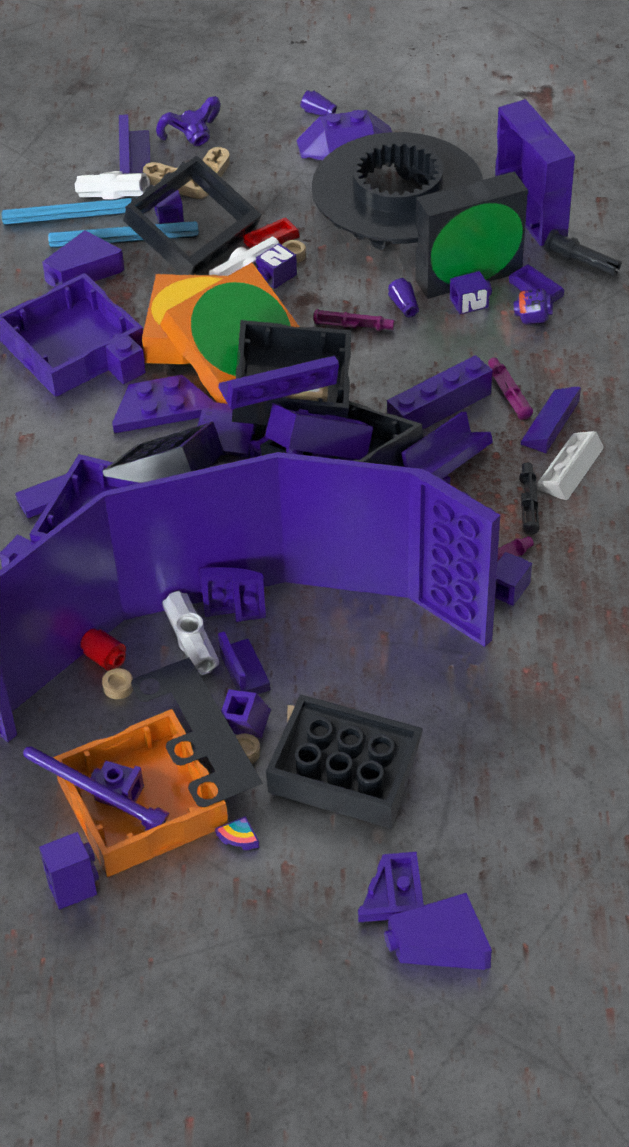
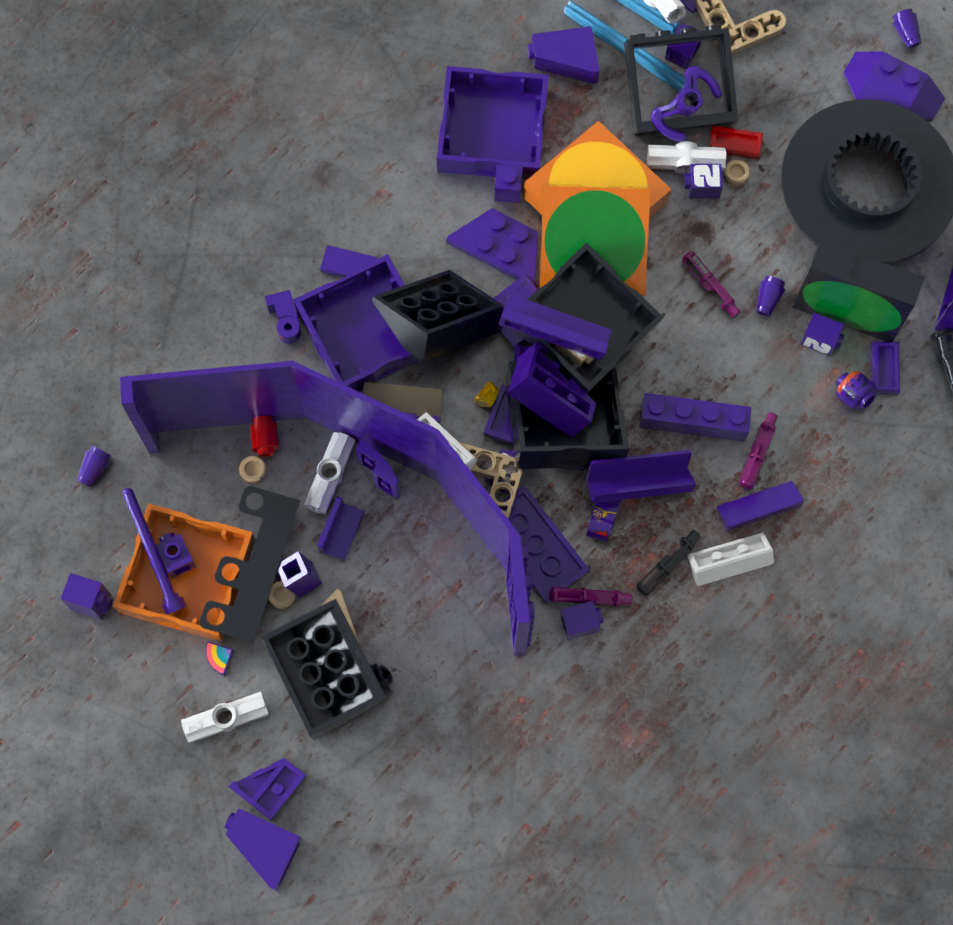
camera: 40 degrees right, 25 degrees up
(214, 214) = (691, 94): none -> dark purple piece
(289, 882) = (207, 723): none -> white piece

